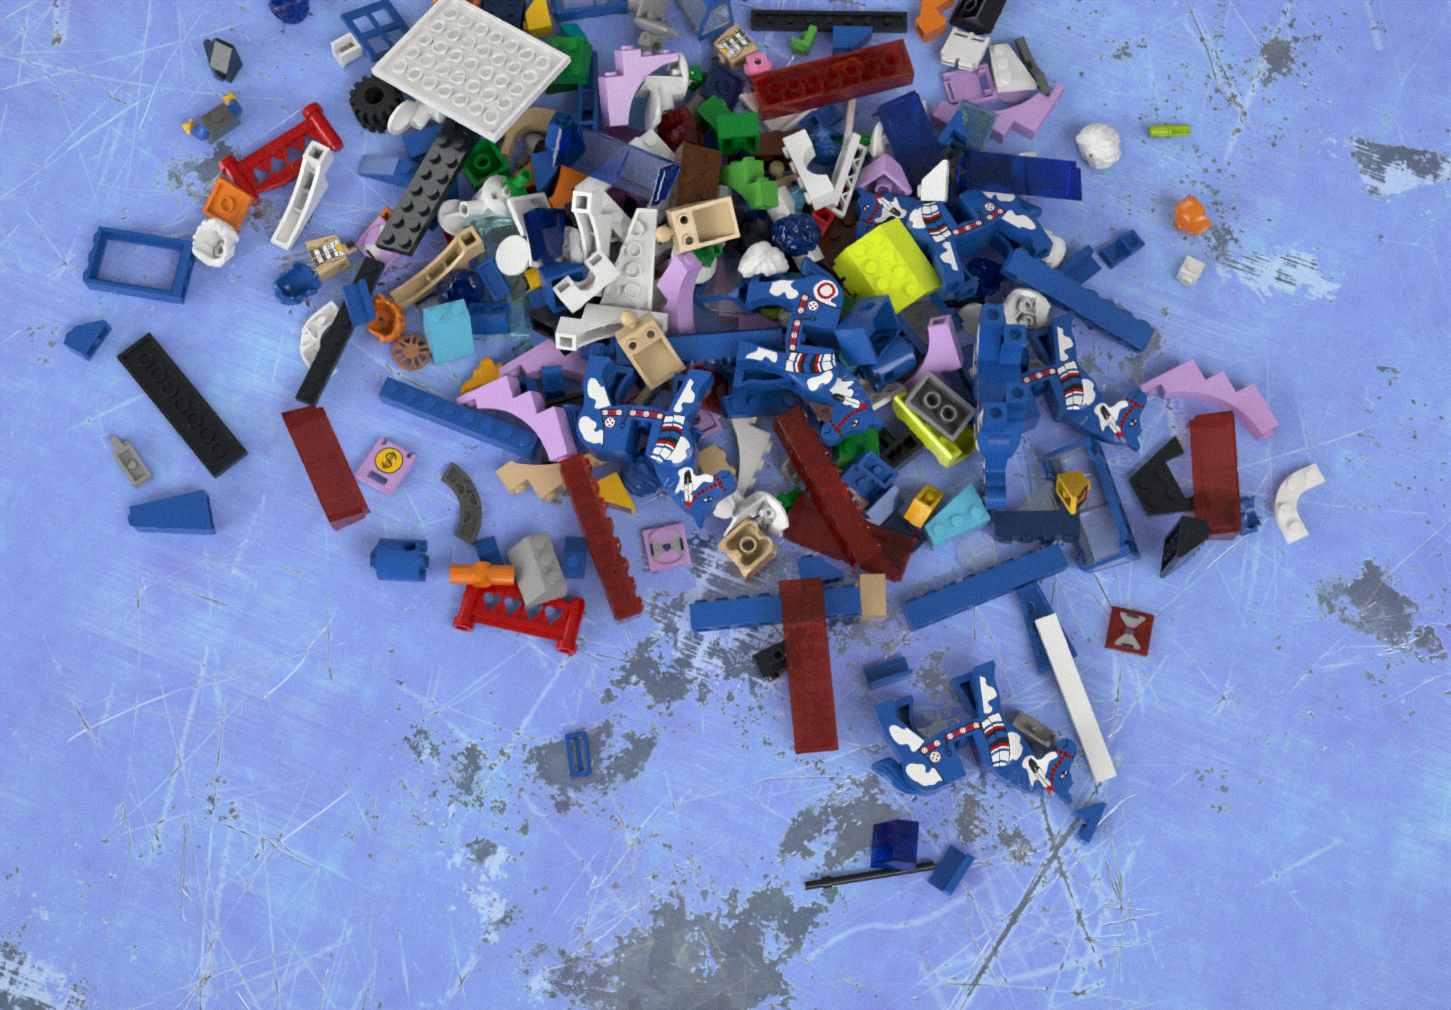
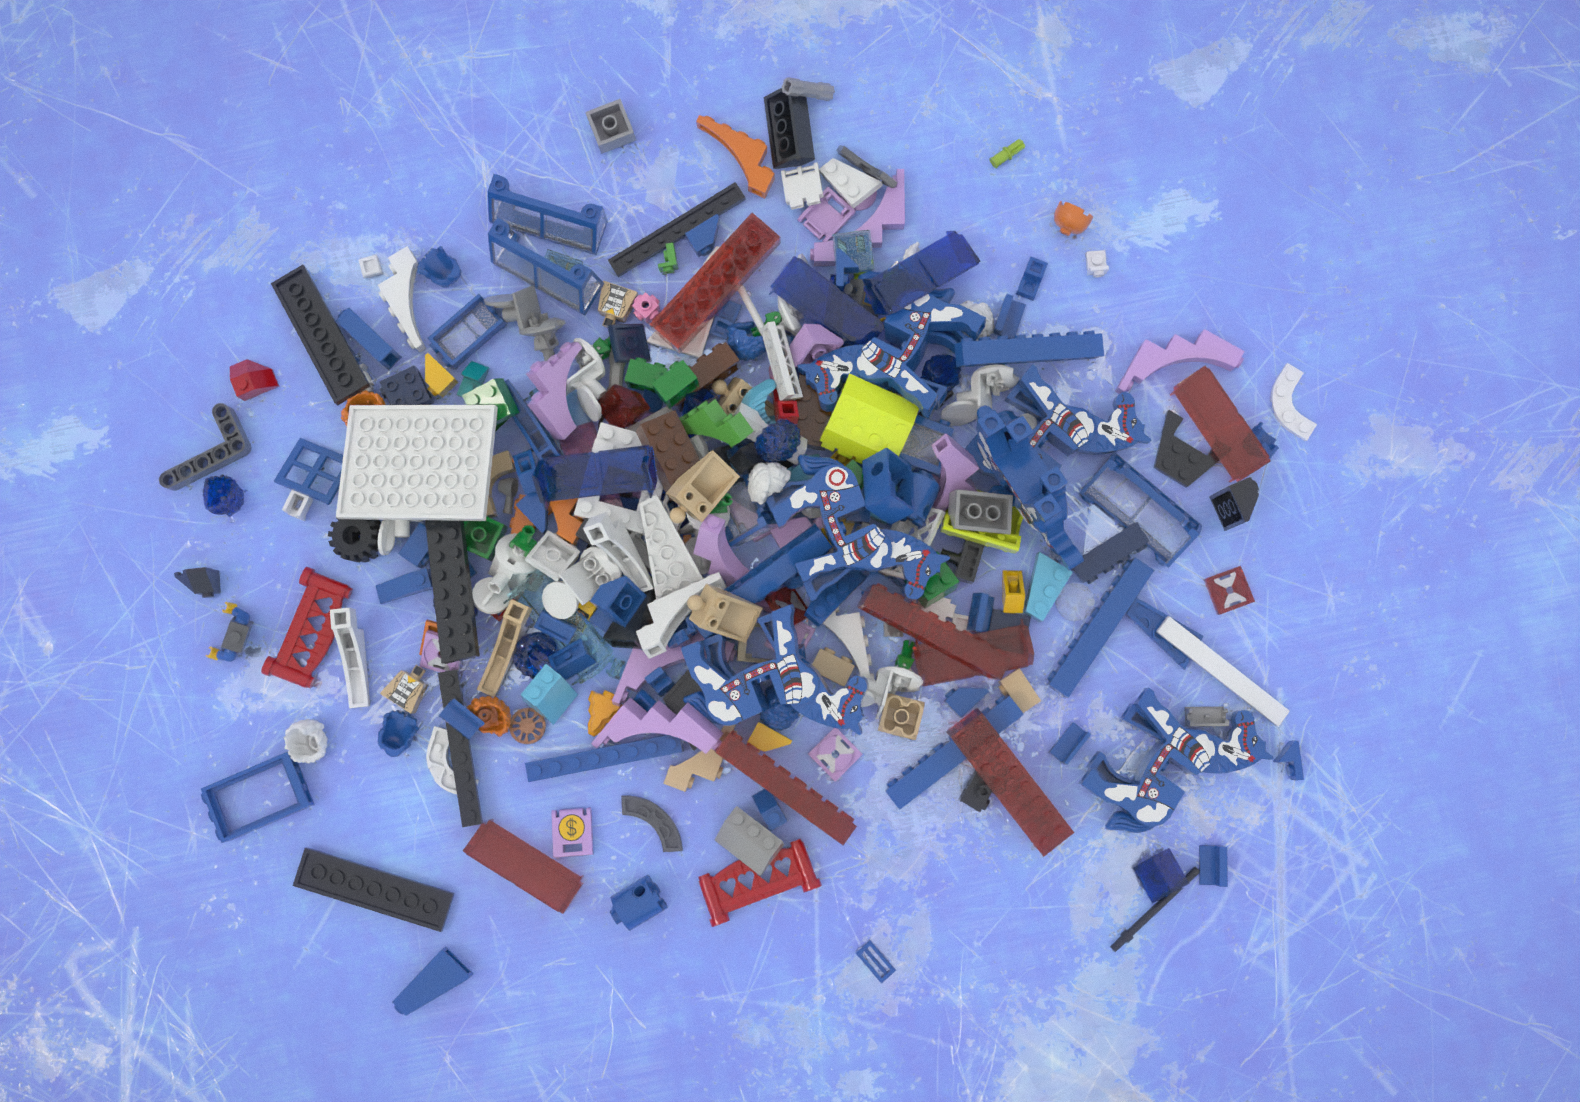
camera: 30 degrees left, 10 degrees up
(87, 338) = (257, 886): blue slope -> none
(130, 462) = (365, 962): light grey hinge -> none
(228, 203) = (293, 700): orange plate -> none
(481, 574) = (709, 874): orange piece -> none
(488, 551) = (703, 852): blue slope -> none
(545, 233) = (577, 569): clear blue slope -> none
(600, 274) = (635, 602): white arch -> none
(817, 187) = (735, 366): white arch -> none
(868, 475) = (957, 598): blue slope -> none
(935, 184) = (859, 325): white slope -> none
(1072, 489) = (1120, 507): yellow slope -> none
(1099, 145) = (961, 201): white hair -> none

